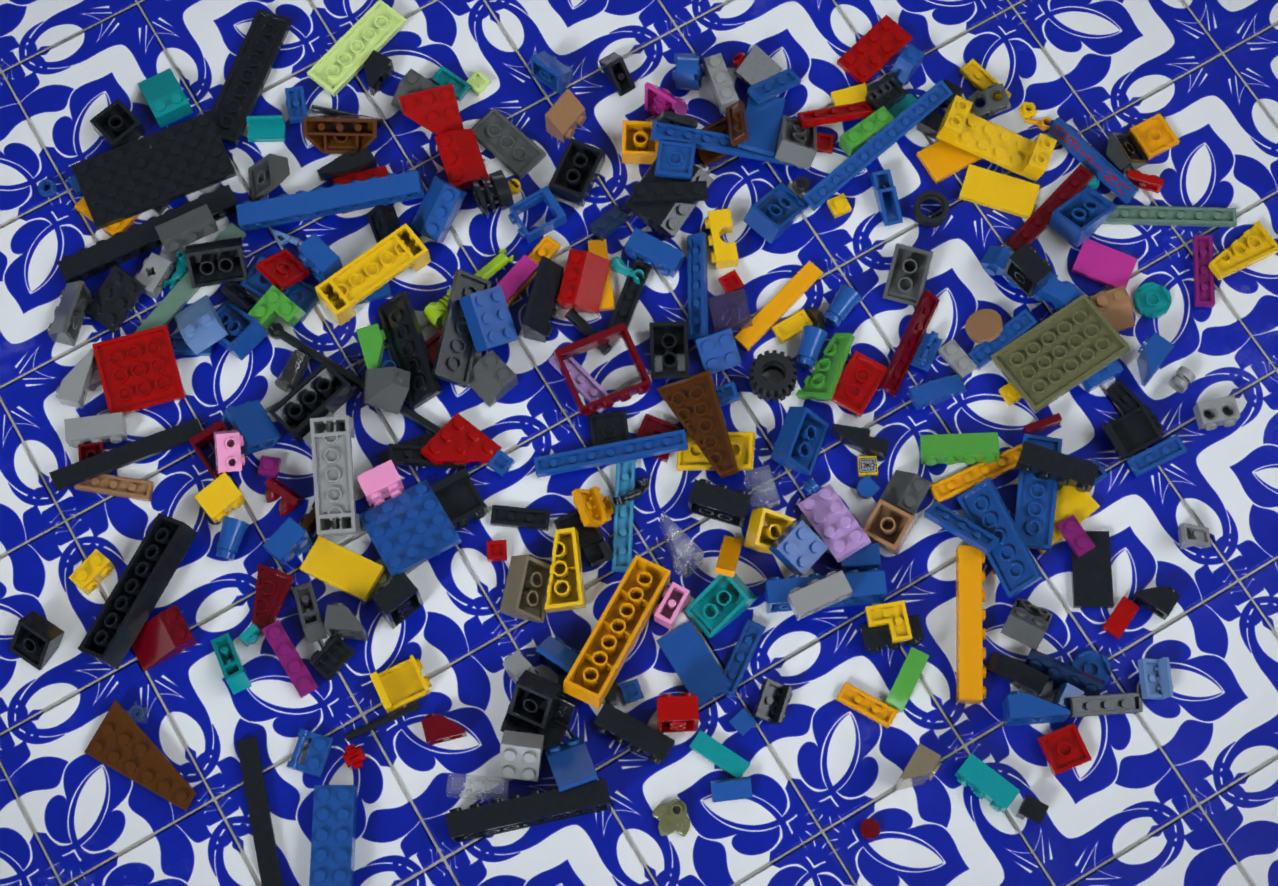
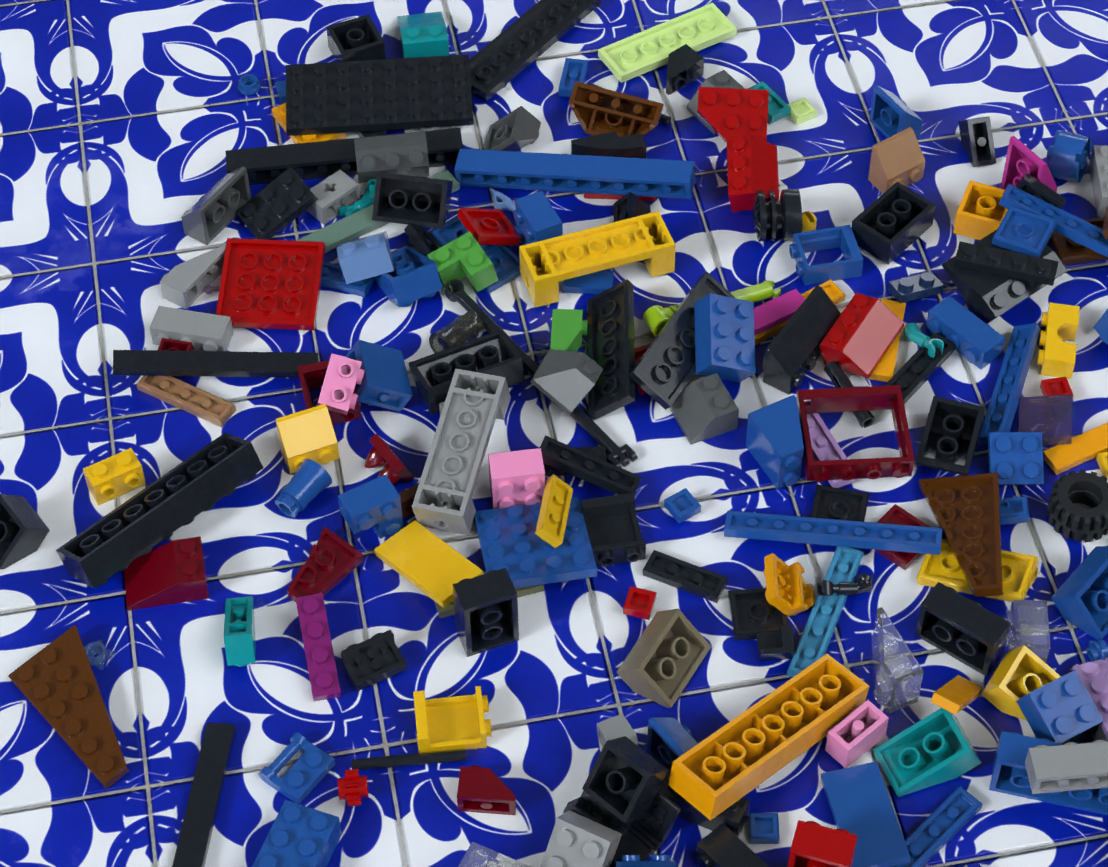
camera: 20 degrees right, 20 degrees down
(250, 635) = (278, 604): teal plate -> none
(266, 128) = (528, 90): teal panel -> none
(269, 466) = (386, 428): magenta plate -> none
(309, 612) = (365, 603): dark grey slope -> none
(342, 622) = (404, 617): dark grey slope -> none
(416, 503) = (554, 511): none -> yellow plate
(438, 209) = (706, 215): blue slope -> none
(460, 444) = (637, 466): red plate -> none
(507, 143) = (816, 178): dark grey tile -> none
(552, 393) = (777, 441): none -> blue slope
(566, 575) = (721, 659): yellow wedge -> none

